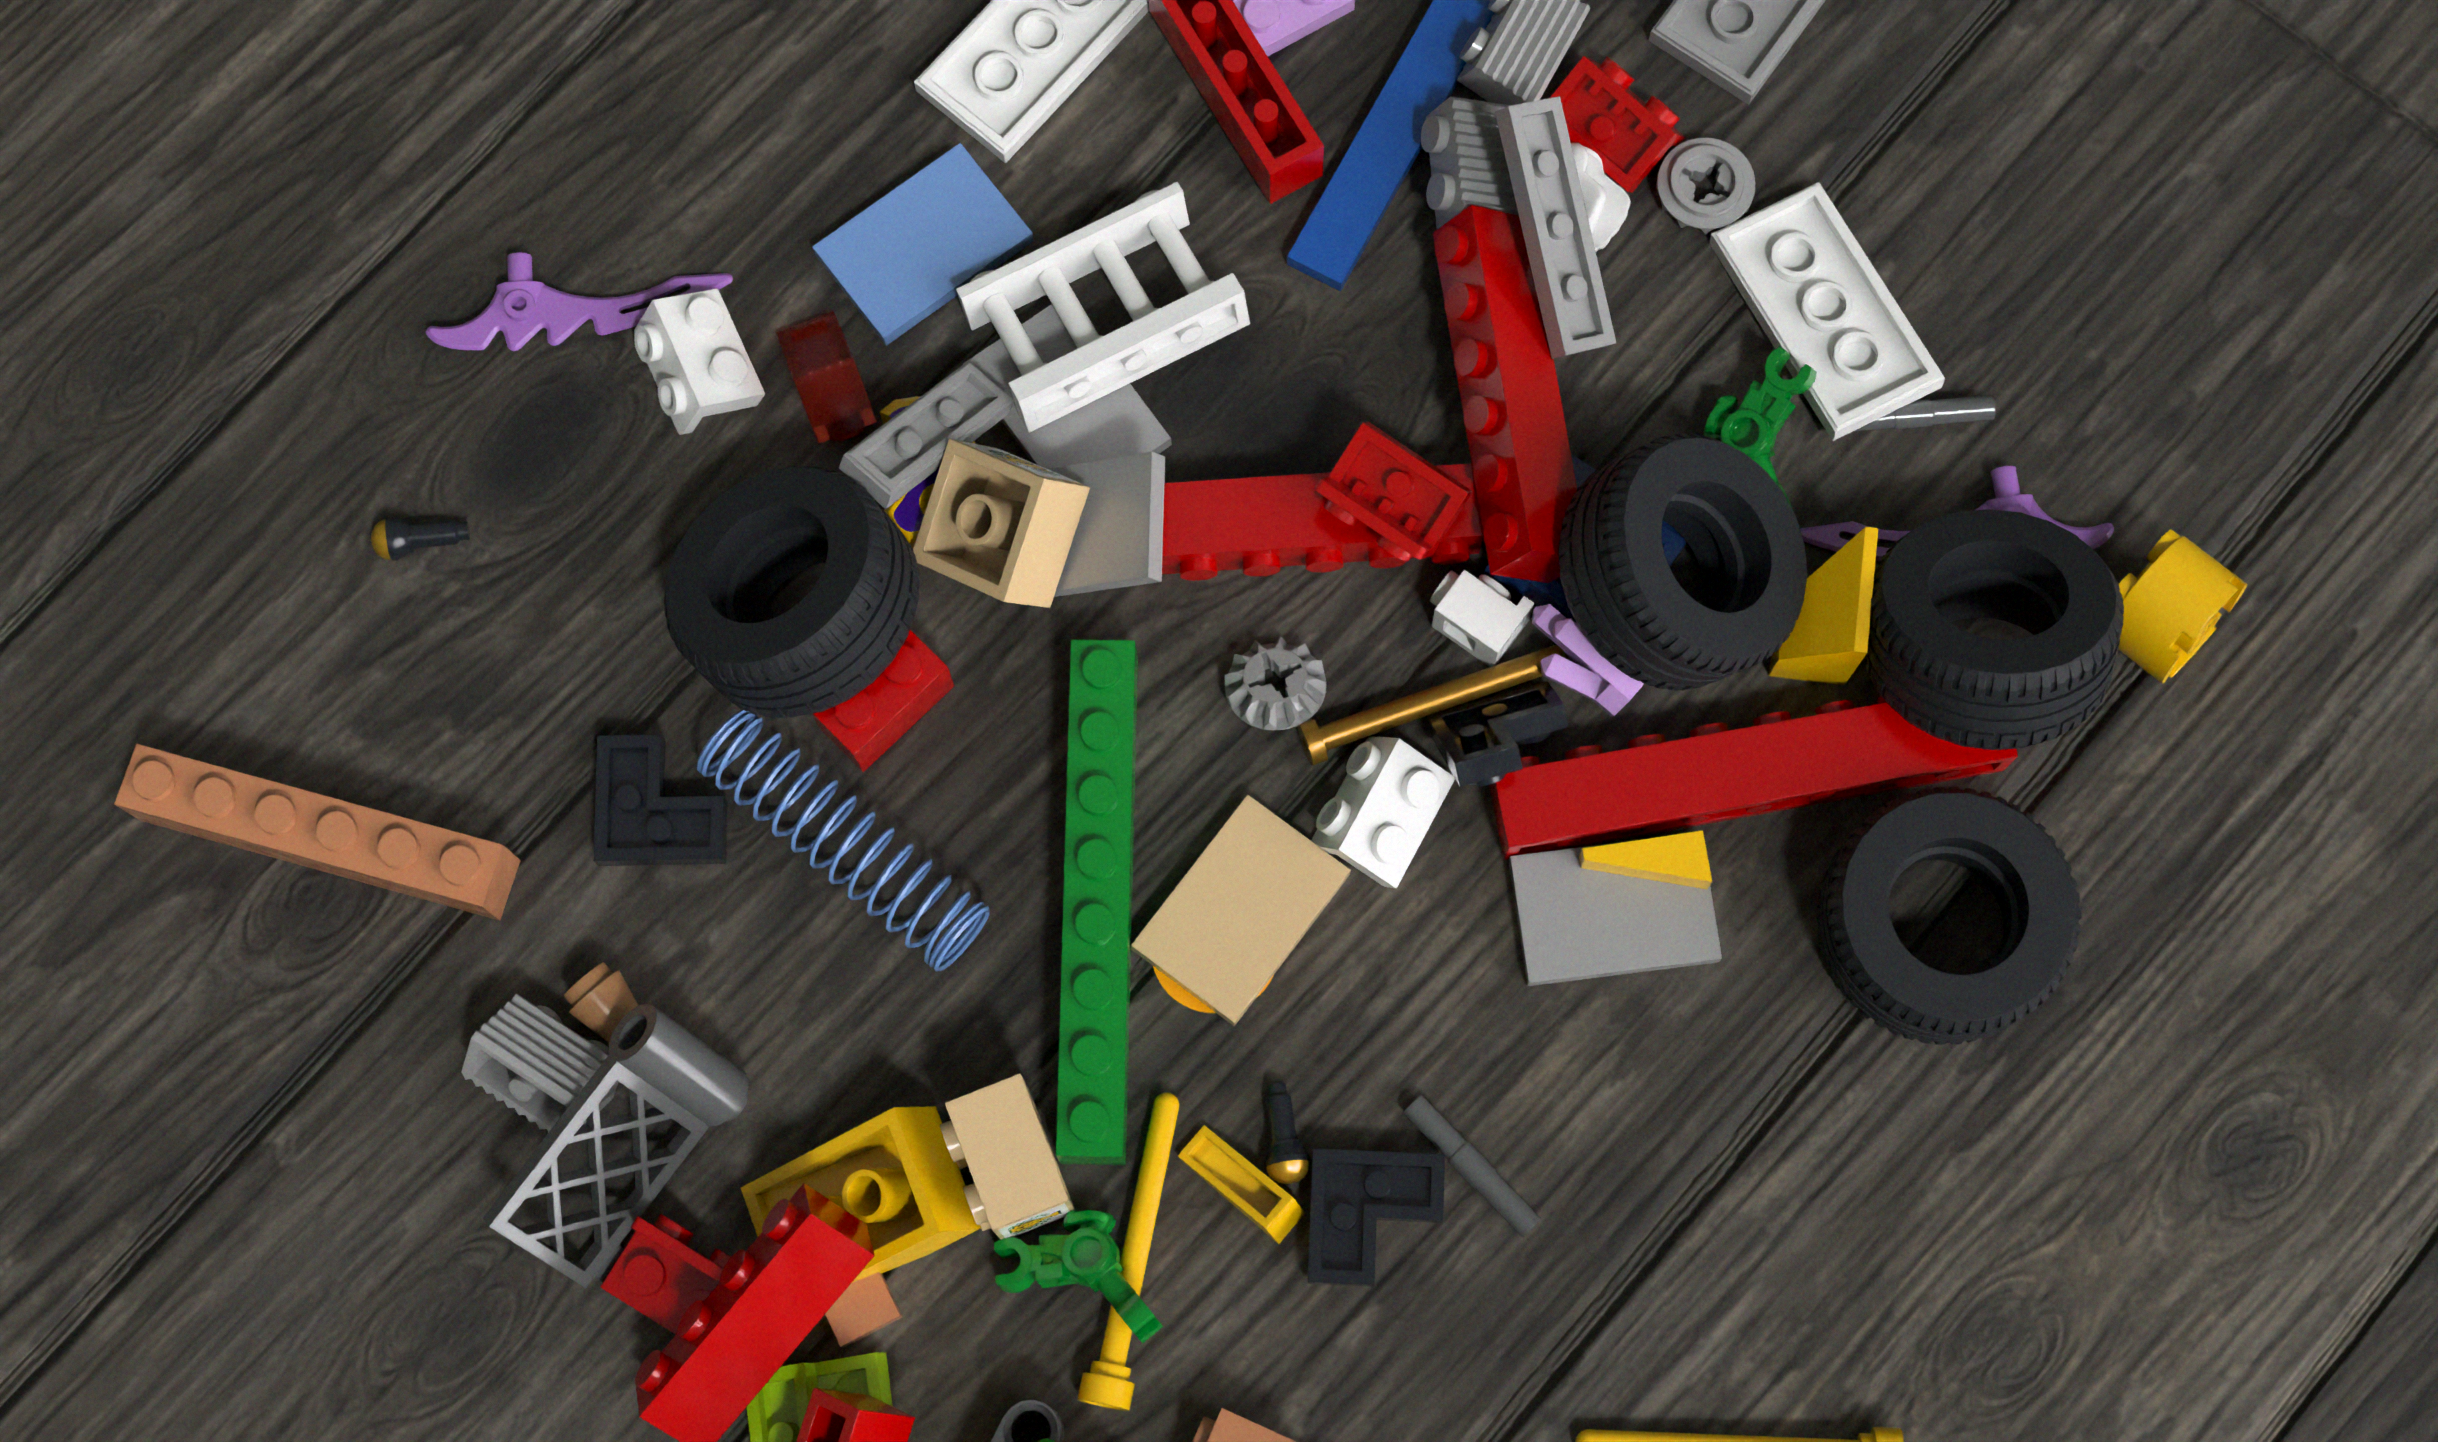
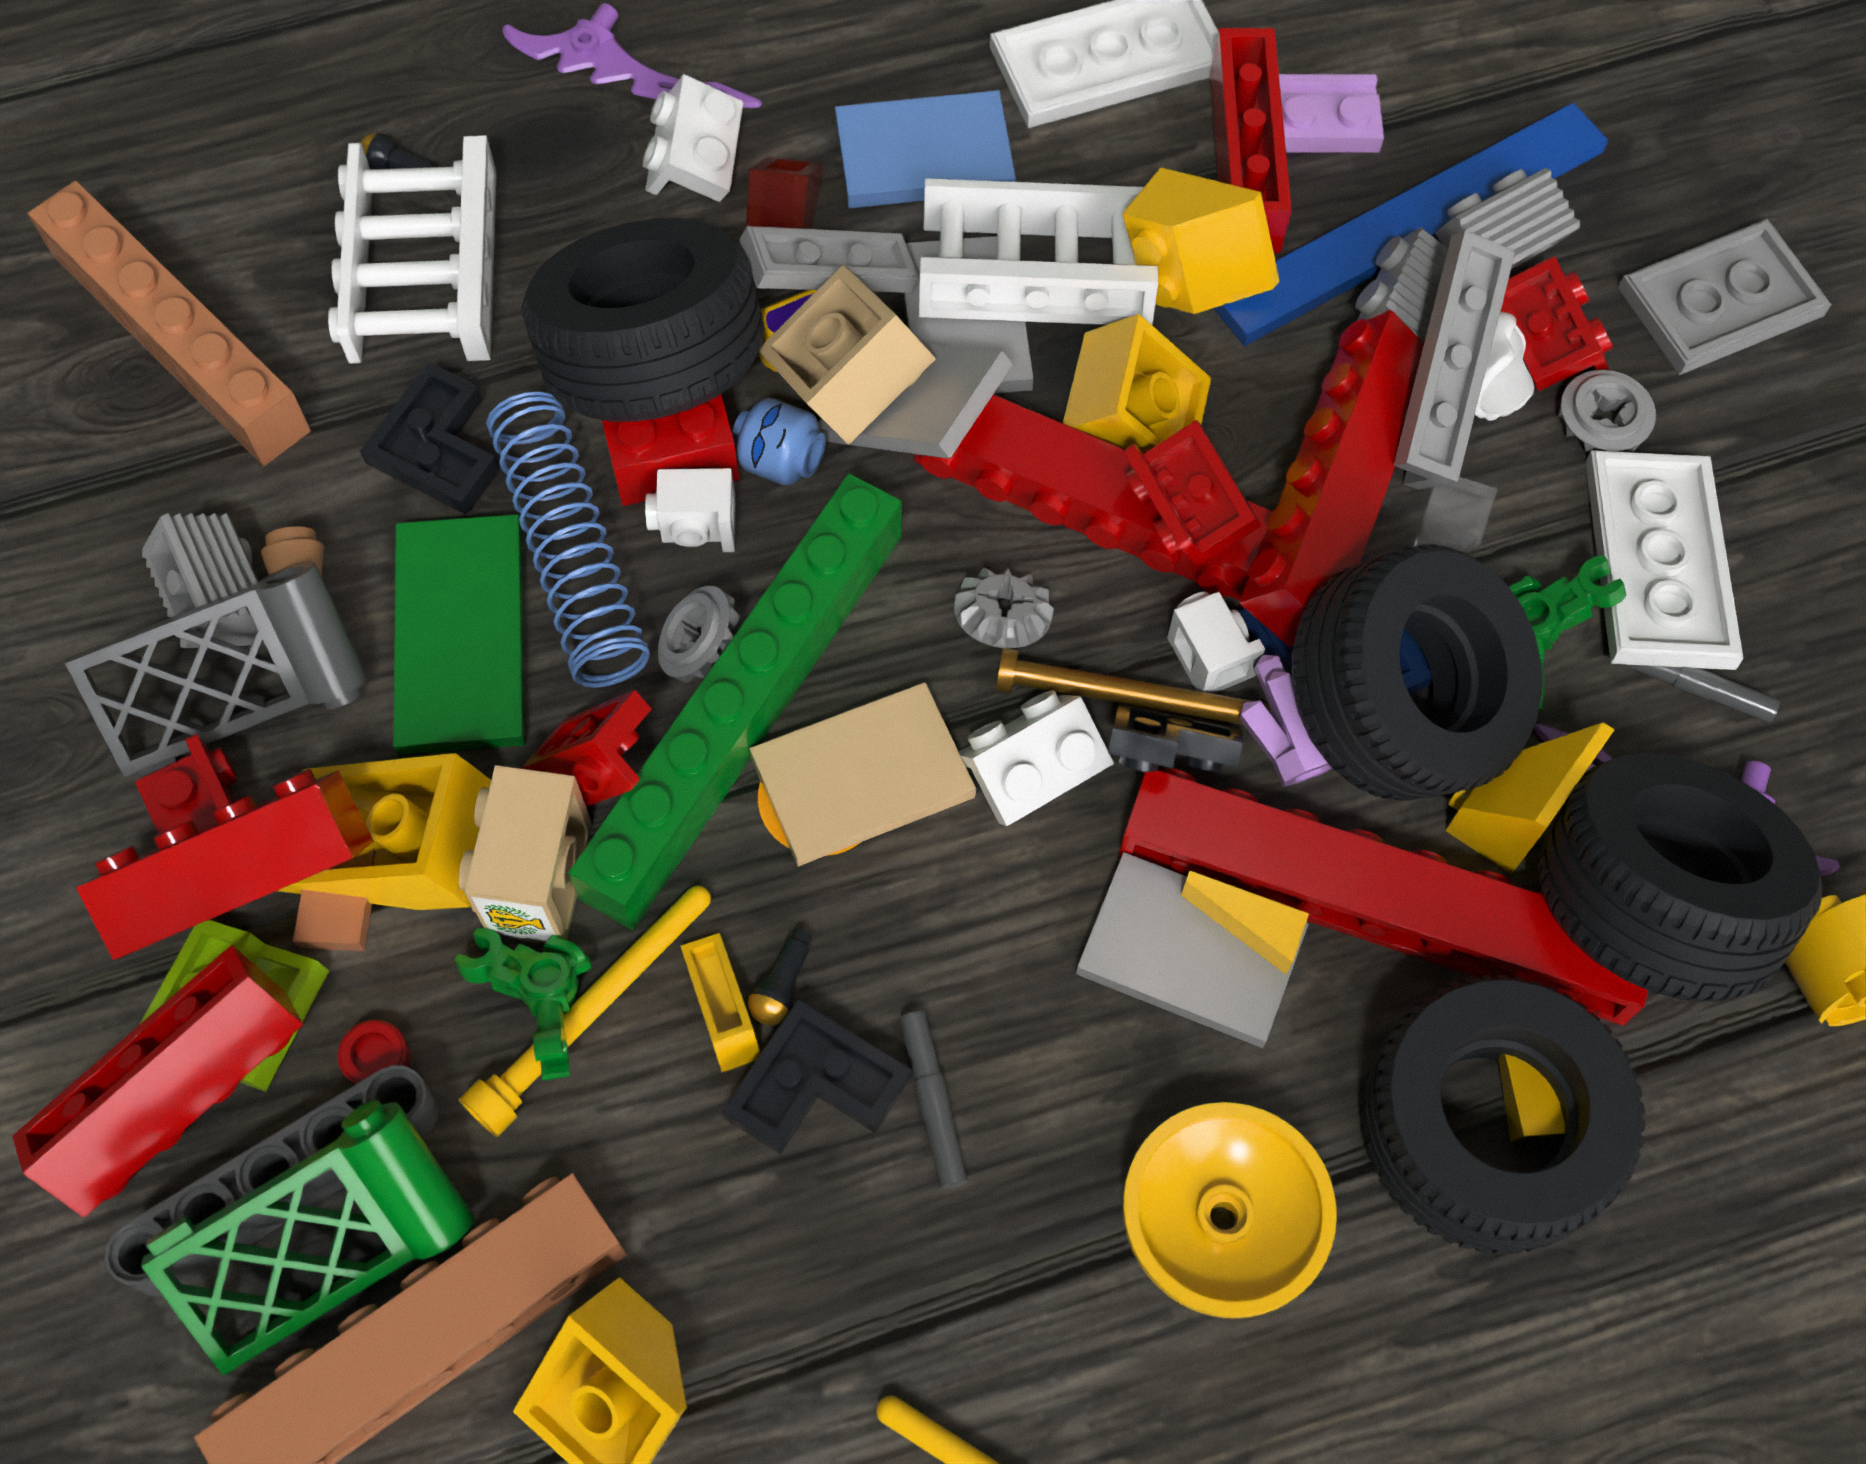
camera: 25 degrees right, 10 degrees down
(535, 571) = (468, 271): none -> white fence
(797, 982) = (459, 635): none -> green tile
(939, 744) = (693, 507): none -> white brick
(975, 1402) = (372, 1048): none -> red tile
(977, 635) = (778, 441): none -> medium blue head
(998, 1032) = (592, 748): none -> red bracket
(1005, 879) = (681, 649): none -> light grey gear
(1255, 223) = (1203, 238): none -> yellow slope
(1277, 407) = (1134, 386): none -> yellow slope
(1624, 377) = (1457, 515): none -> clear slope
(1811, 1098) = (1259, 1173): none -> yellow dish
(1964, 888) = (1530, 1102): none -> yellow piece

